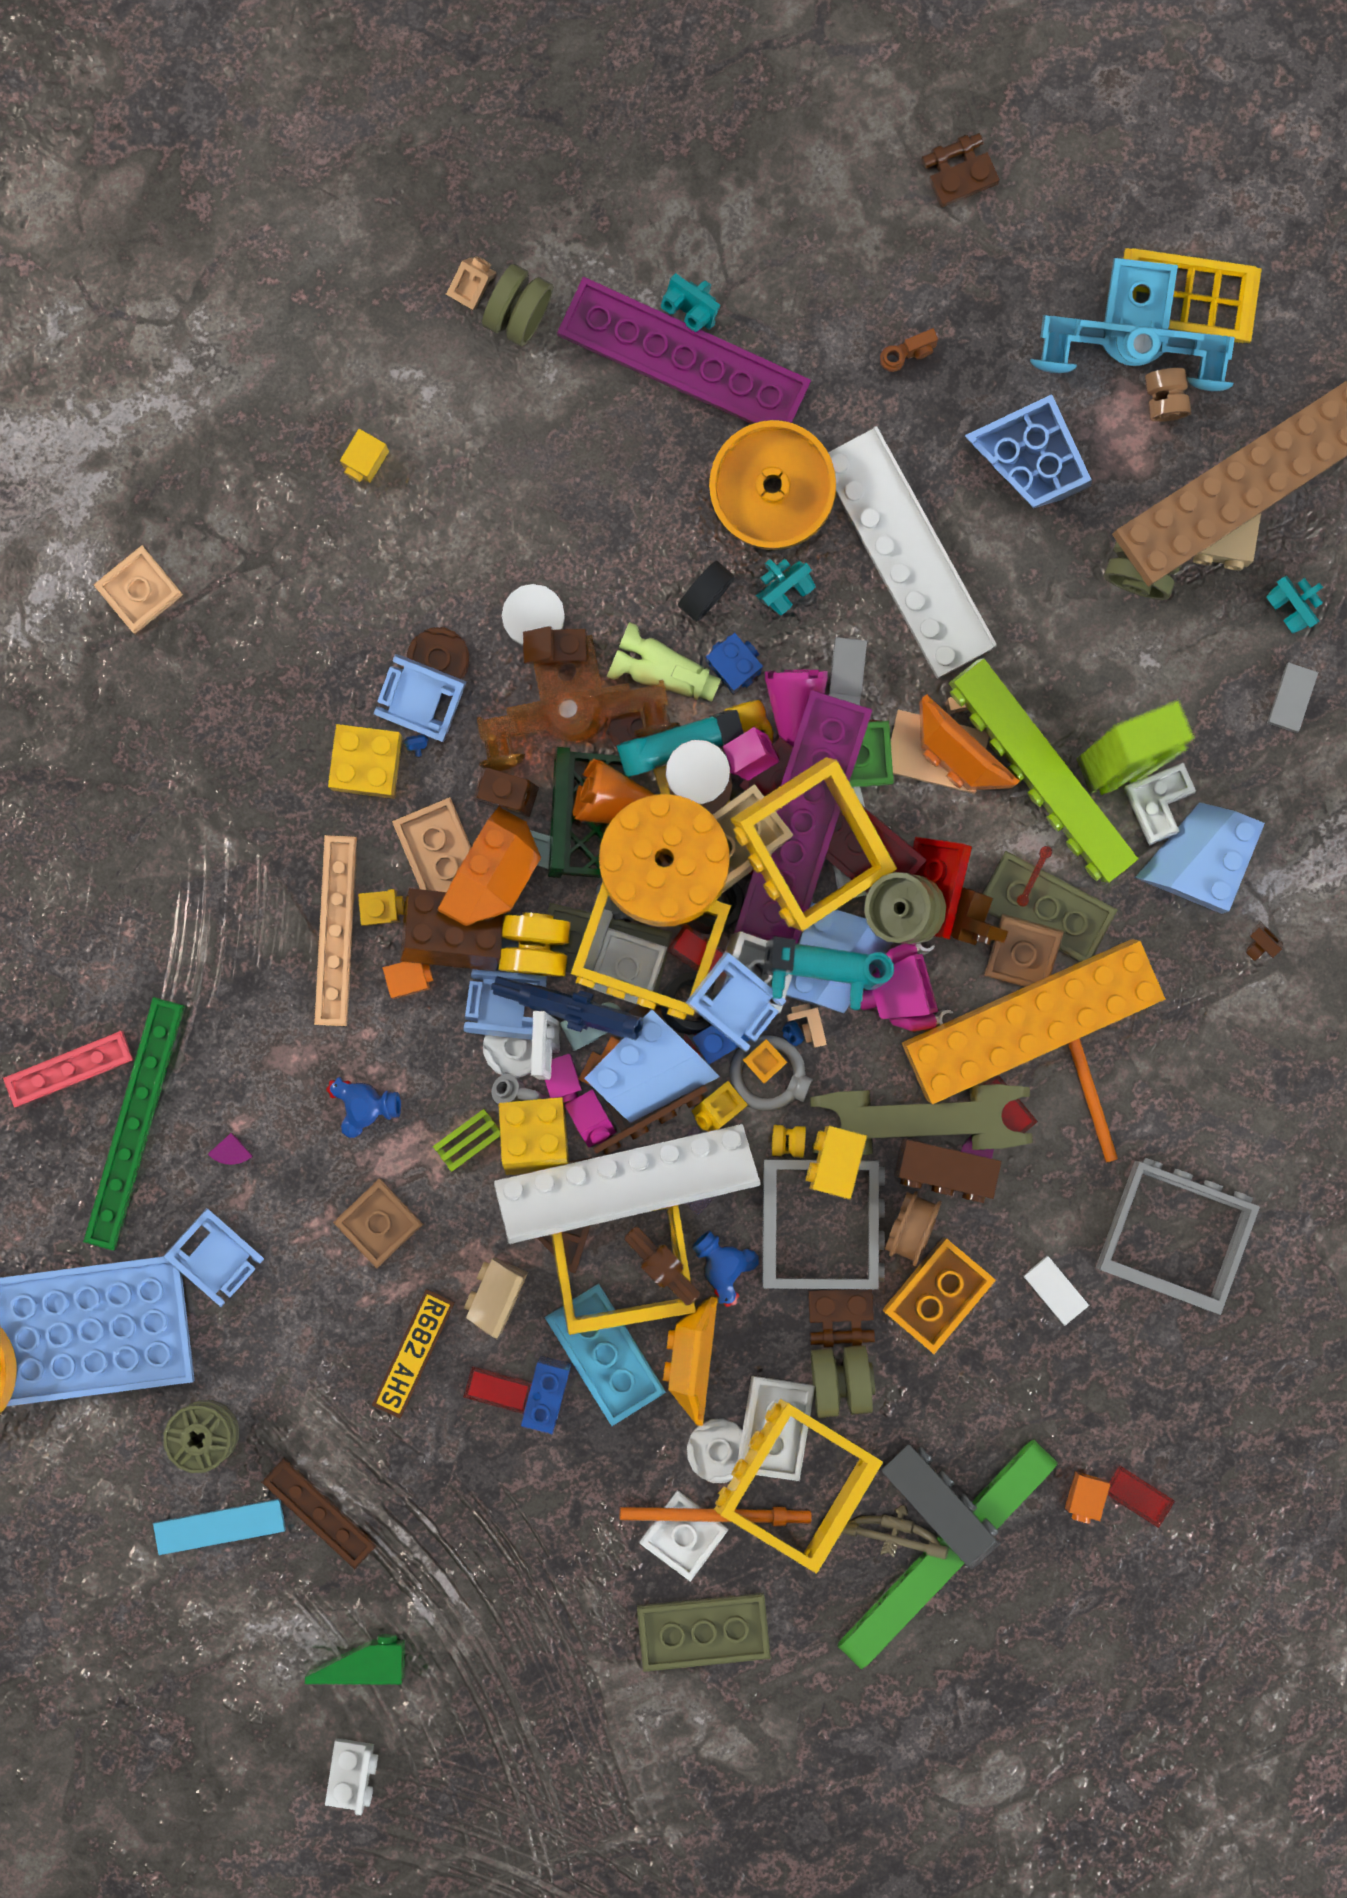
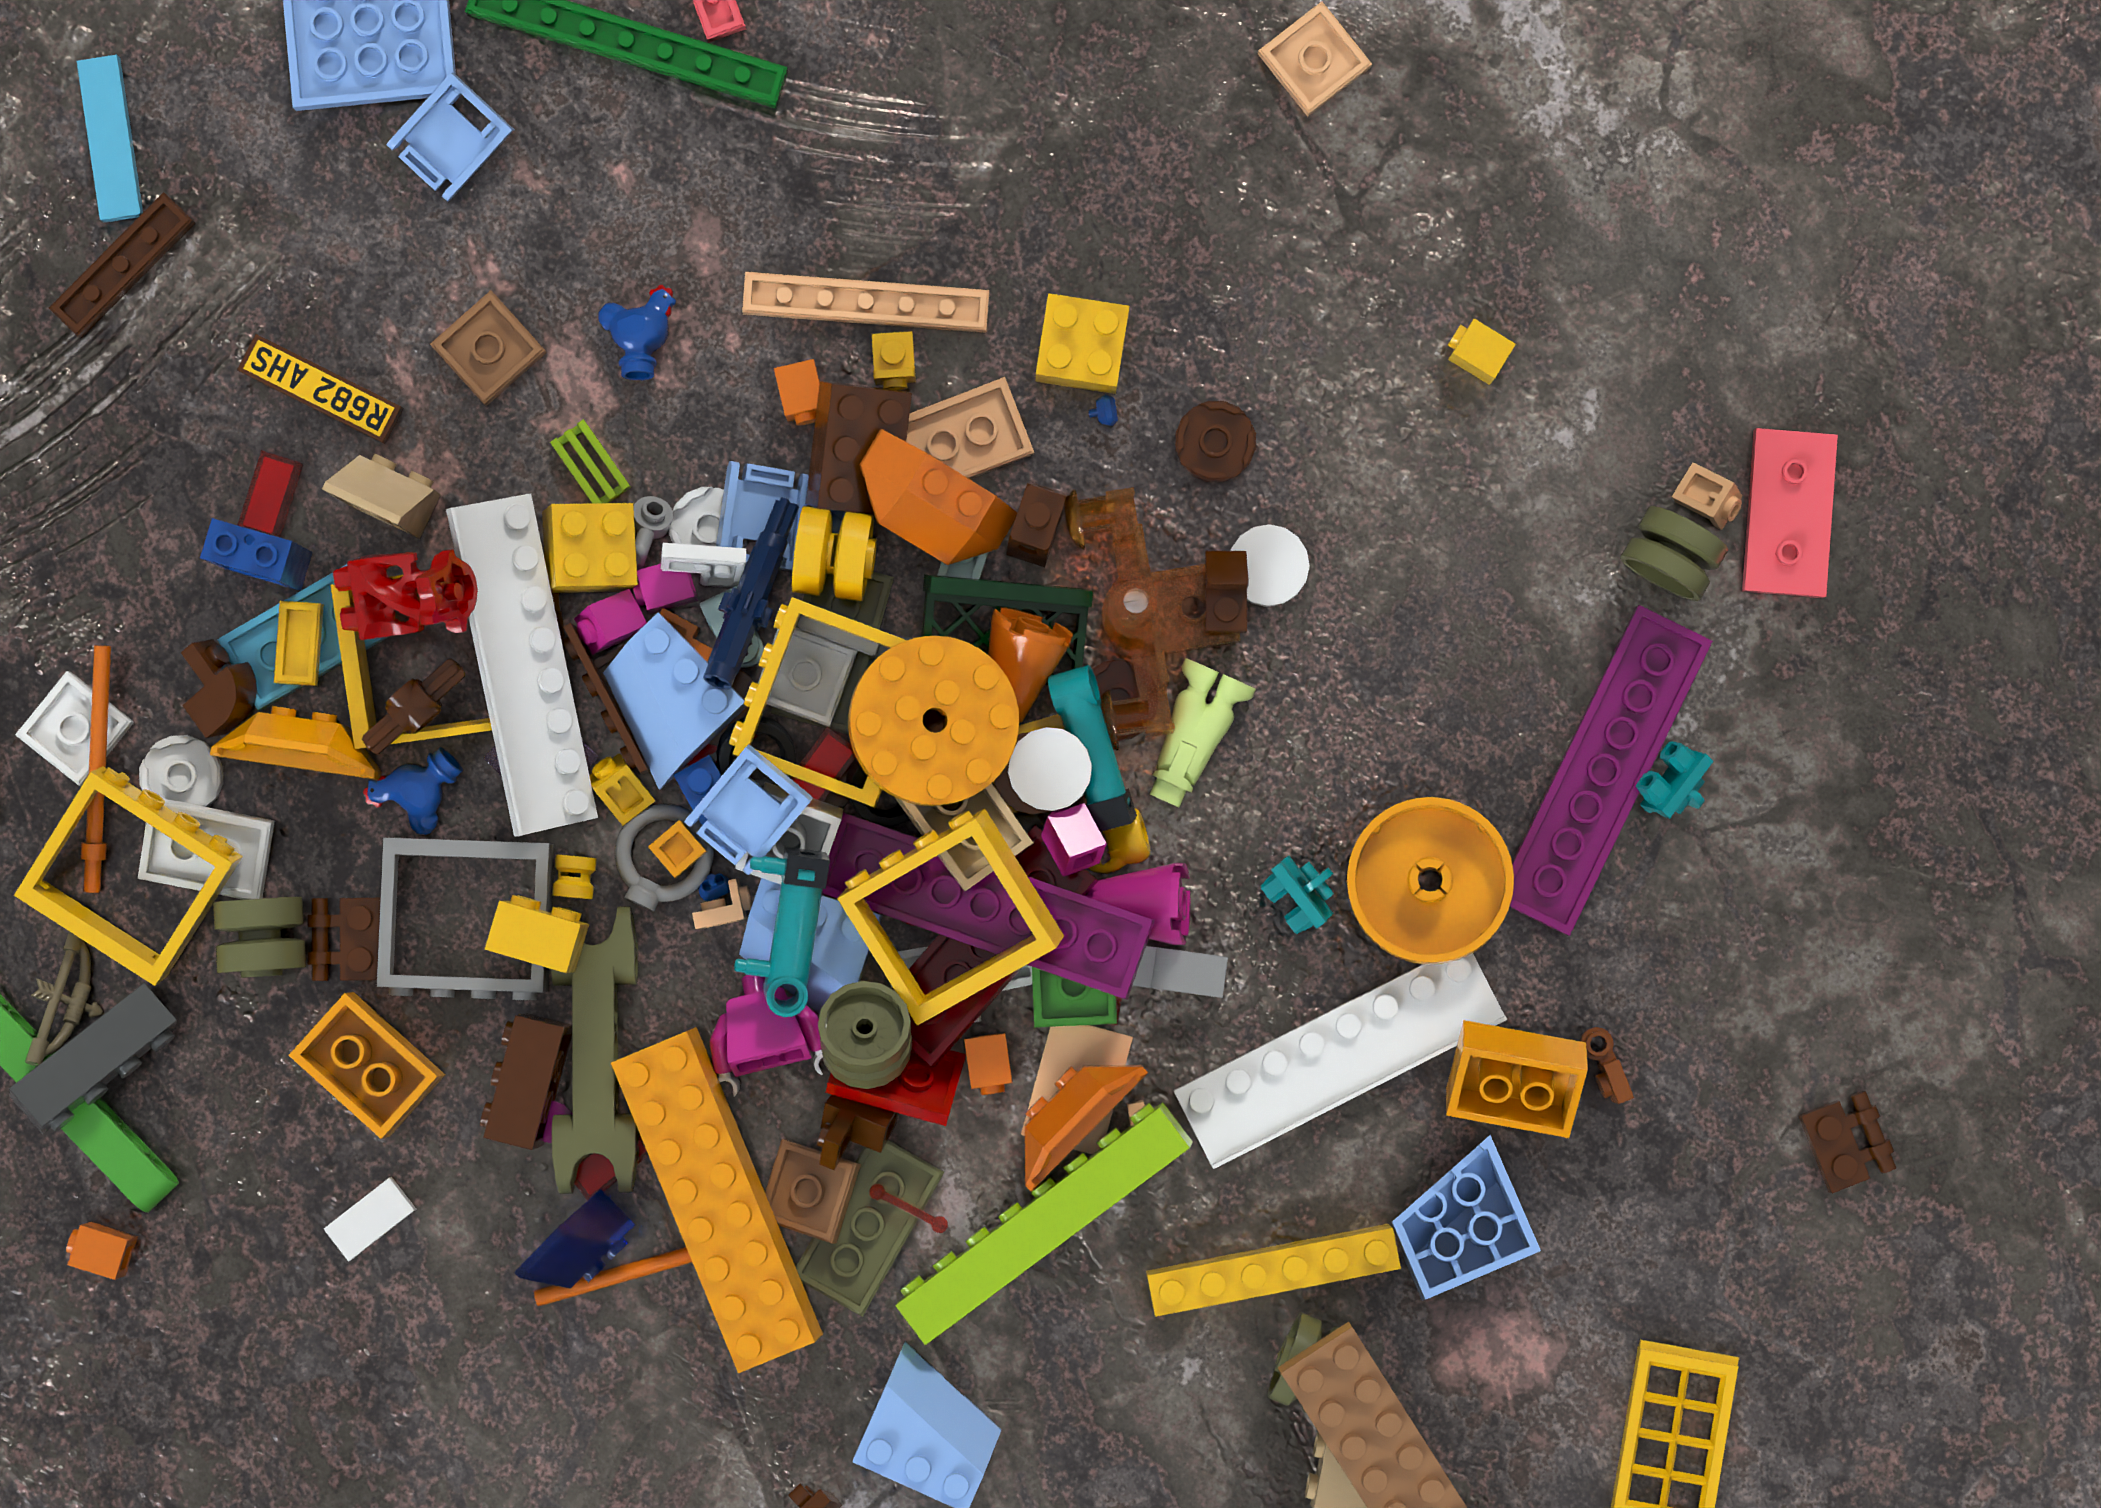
camera: 85 degrees right, 0 degrees up
(214, 1422) = (242, 128): olive wheel -> none
(230, 1151) = (586, 162): magenta tile -> none
(415, 695) = (1165, 410): light blue container -> none
(482, 221) = (1789, 513): none -> coral plate
(570, 1238) = (444, 591): none -> red hips
(613, 1361) = (298, 643): none -> yellow tile
(650, 1414) = (227, 689): none -> reddish brown brick
(706, 591) = (1292, 789): black tyre -> none
(735, 663) = (1199, 825): blue head -> none
(912, 1227) = (455, 1038): medium nougat wheel -> none
(921, 818) = (988, 1063): none -> orange brick
(922, 416) = (1516, 1079): none -> light orange brick
(1071, 598) = (1273, 1269): none -> yellow brick
(1071, 1124) = (579, 1244): none -> clear blue slope
(1135, 749) = (1054, 1339): lime brick -> none
(1137, 331) = (1626, 1369): medium azure piece -> none
(1139, 1496) = (100, 1319): clear red tile -> none
(1151, 799) = (1003, 1365): white tile -> none
(1168, 394) = (1540, 1406): medium nougat wheel -> none
(1210, 1190) = (344, 1423): light grey window -> none

